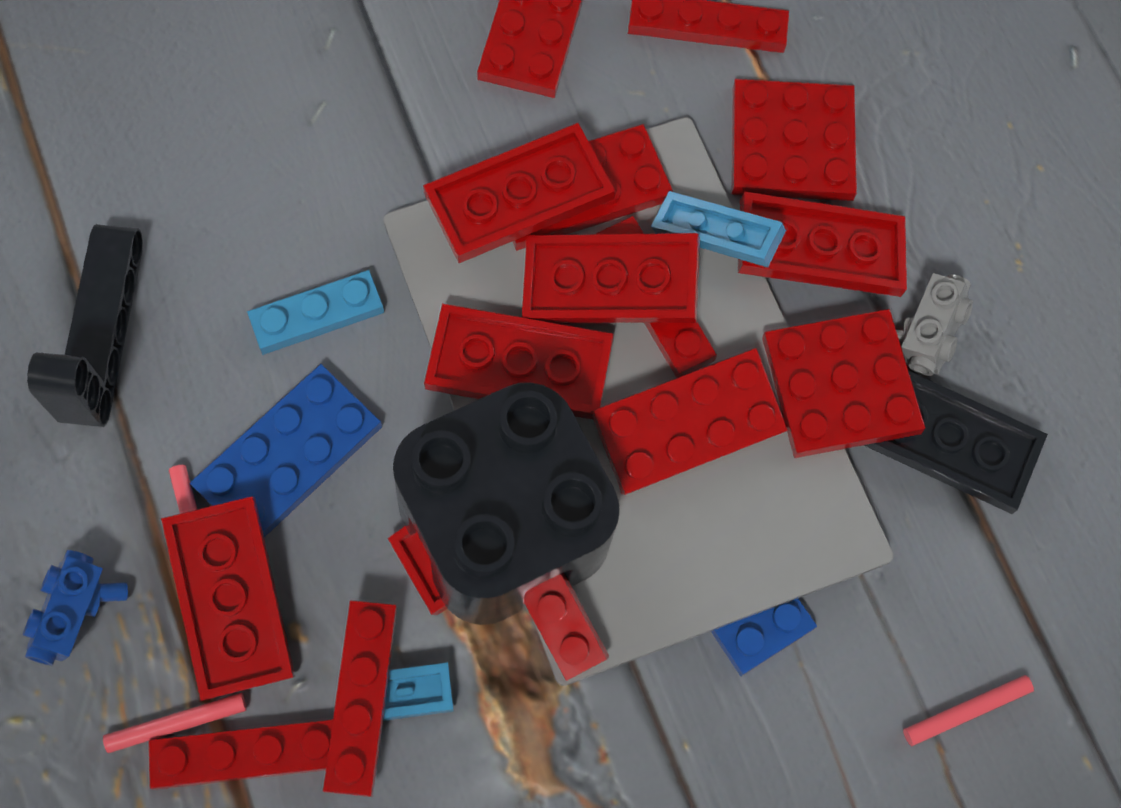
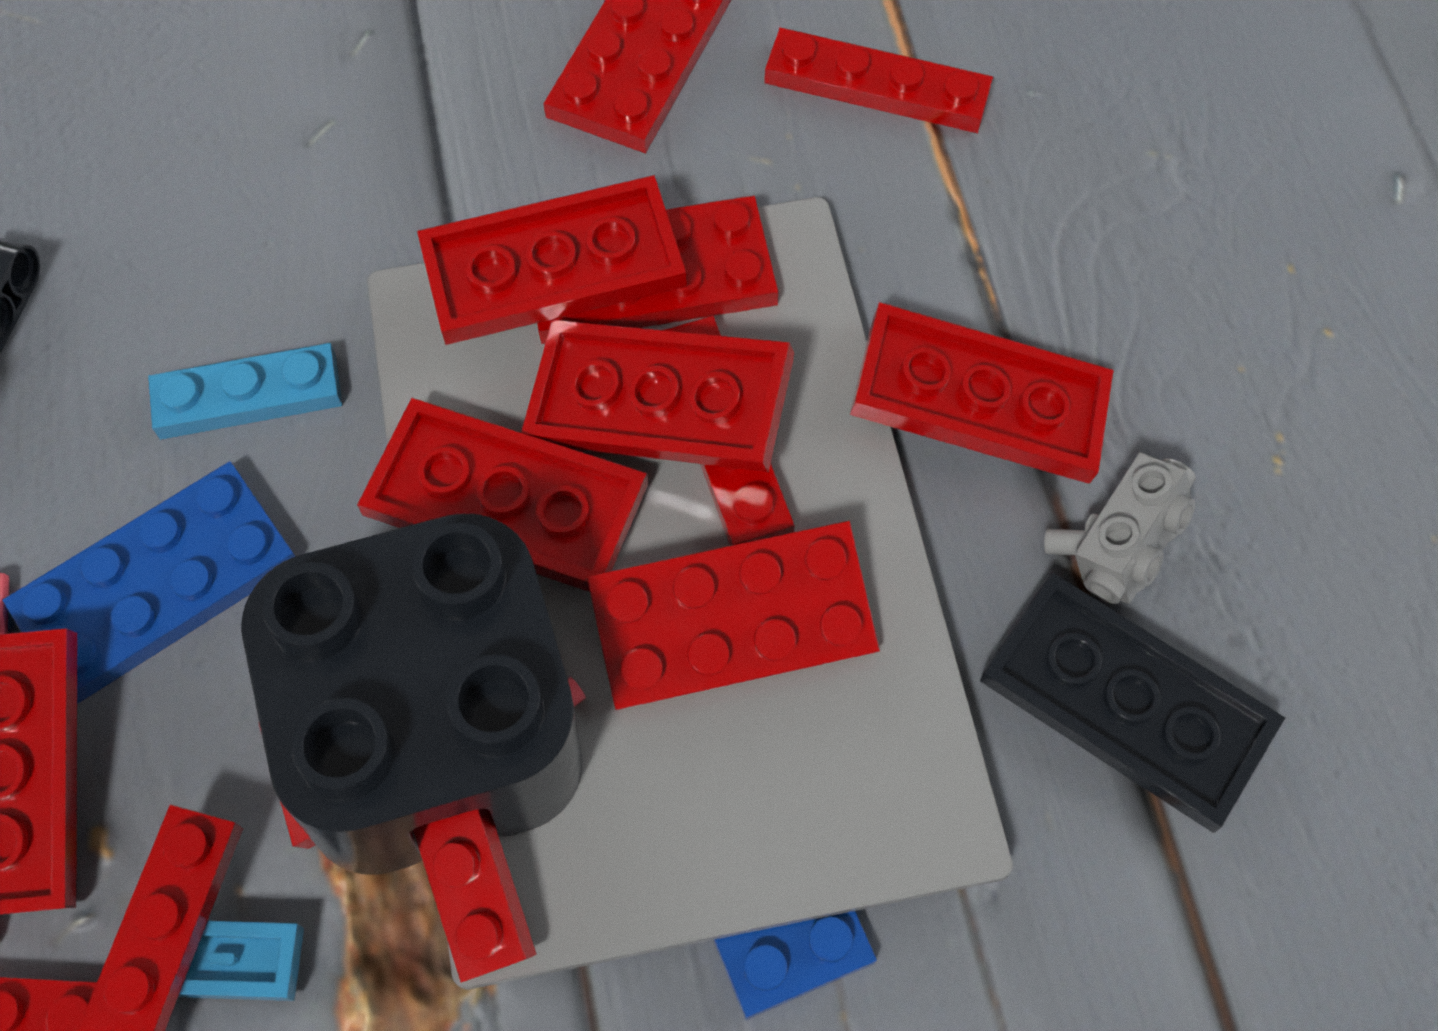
camera: 15 degrees right, 5 degrees down
(721, 228) = (835, 346): dark azure plate -> none
(794, 139) = (971, 247): red plate -> none
(842, 383) = (978, 596): red plate -> none

